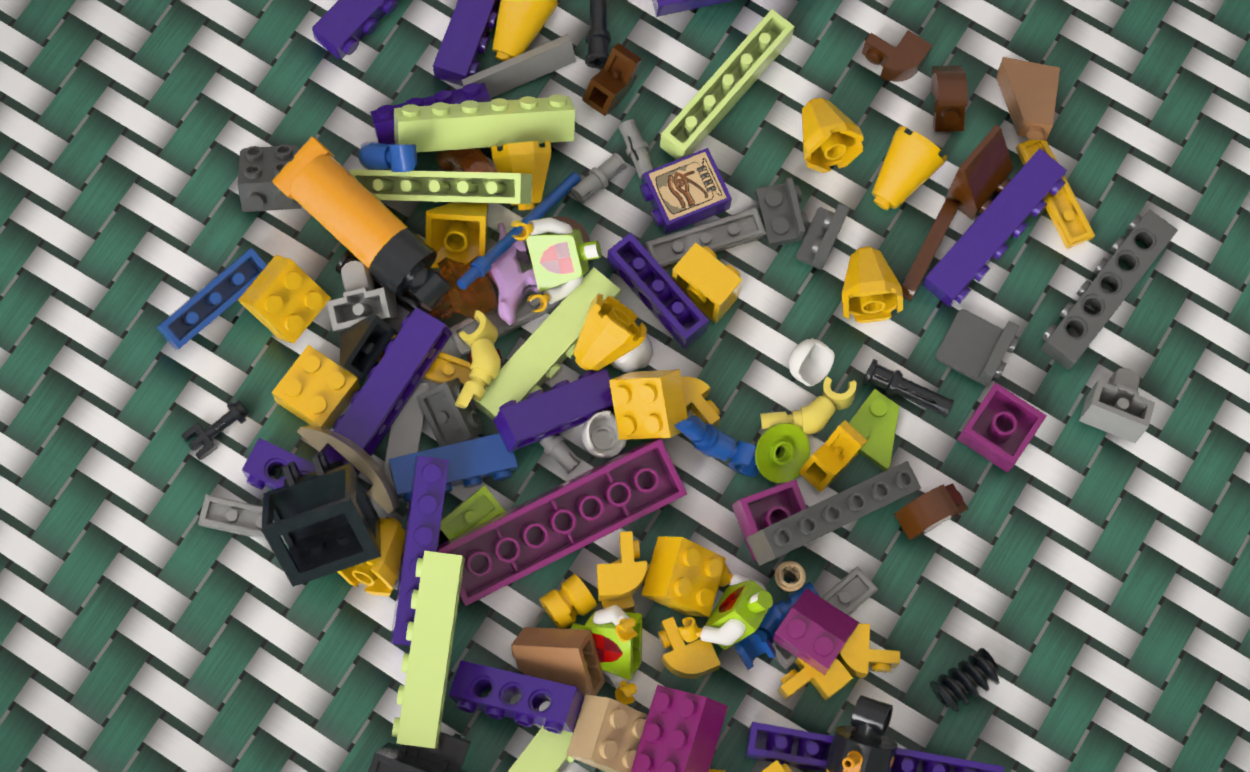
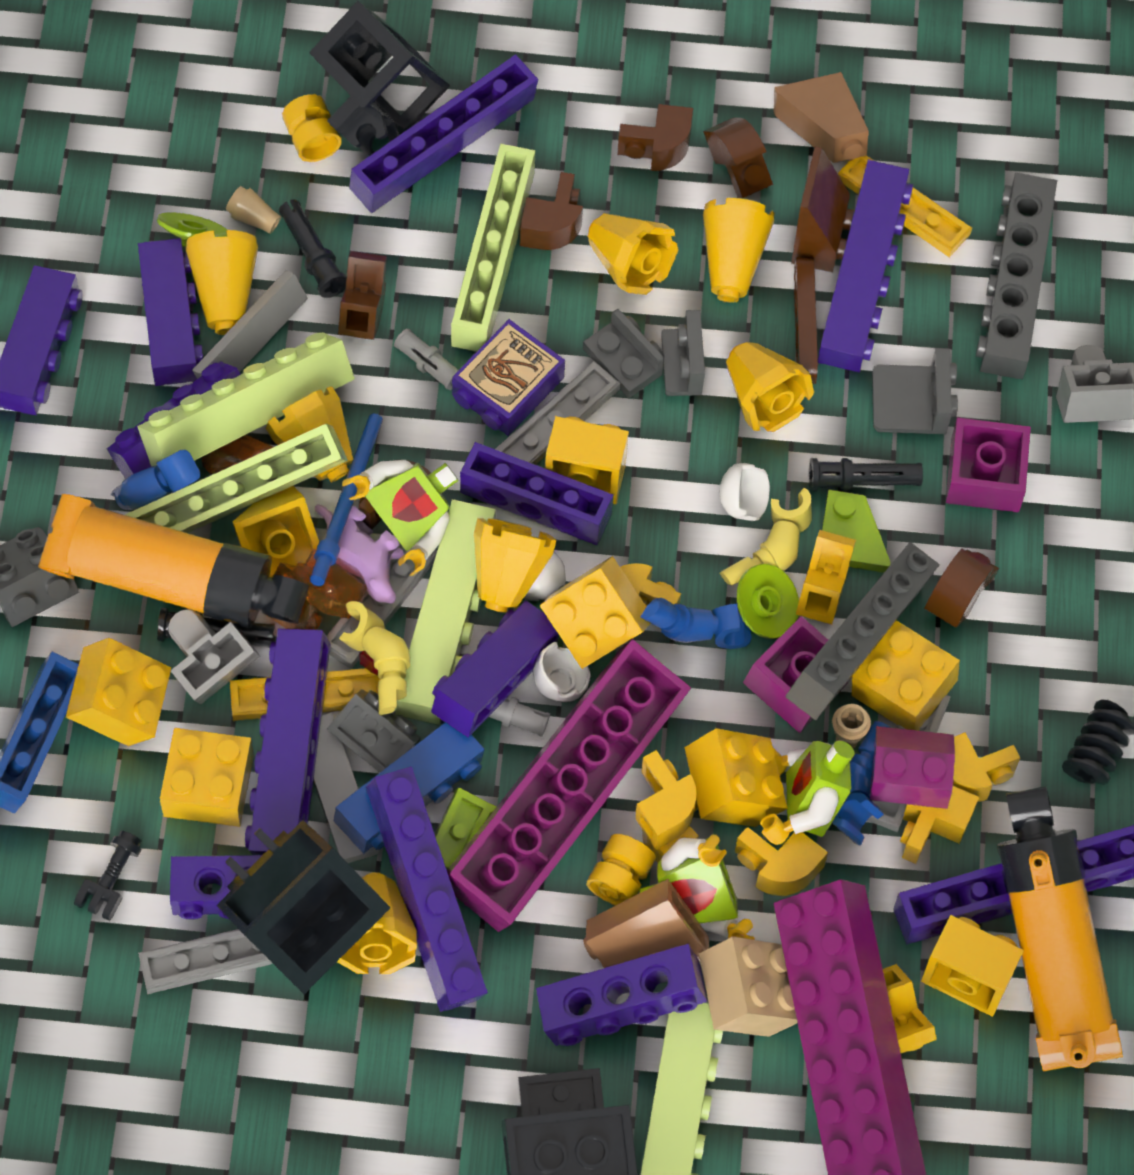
camera: 25 degrees left, 10 degrees down
(364, 344) = (239, 696): black slope -> none
(382, 491) = (252, 817): dark tan slope -> none
(430, 650) = (503, 983): yellowish green brick -> none
(598, 178) = (402, 408): light grey pin -> none
(783, 87) = (551, 223): none -> reddish brown brick
(849, 560) = (905, 677): none -> yellow brick

